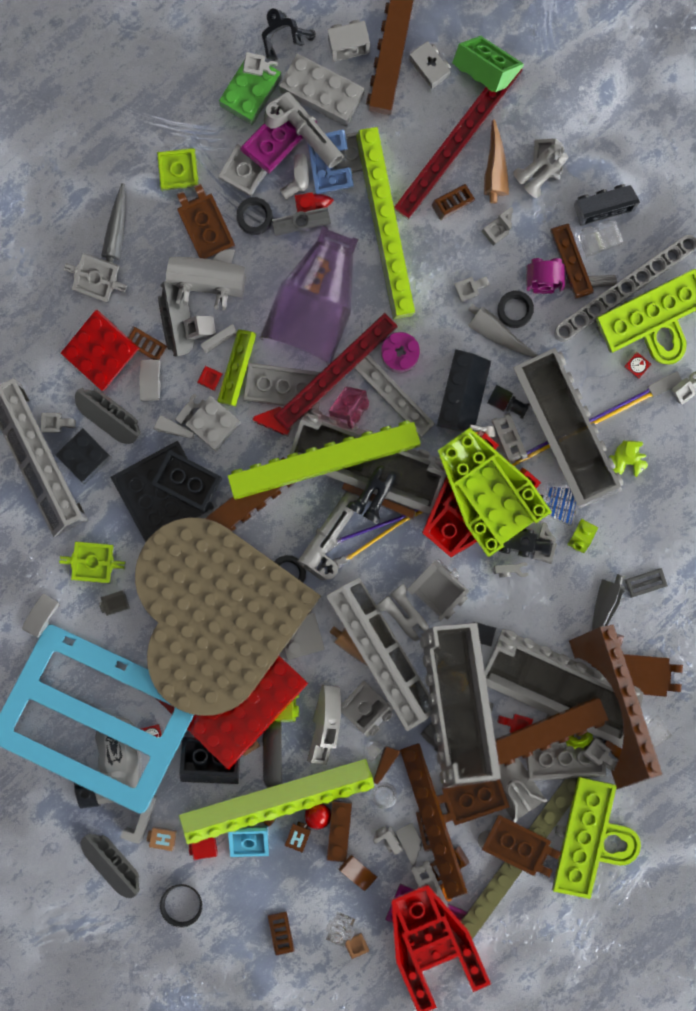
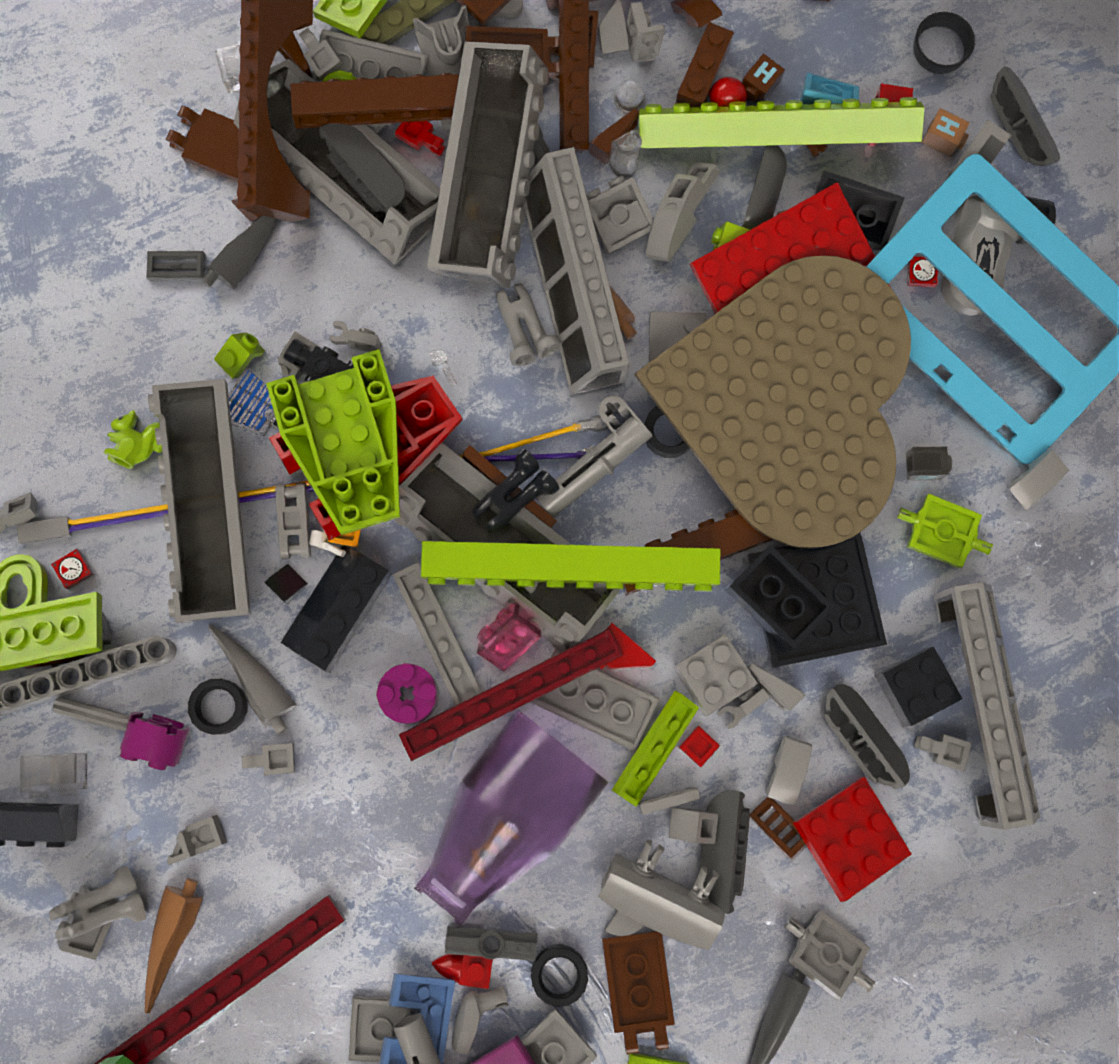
camera: 170 degrees left, 5 degrees down
(385, 223) = (364, 904): lime brick -> none
(439, 590) = (464, 339): light grey panel -> none
(445, 210) = (272, 897): reddish brown slope -> none
(486, 634) = (416, 265): black brick -> none
(517, 407) = (264, 561): black bush -> none
(543, 684) = (363, 167): none -> dark grey brick
(572, 261) = (107, 765): reddish brown tile -> none

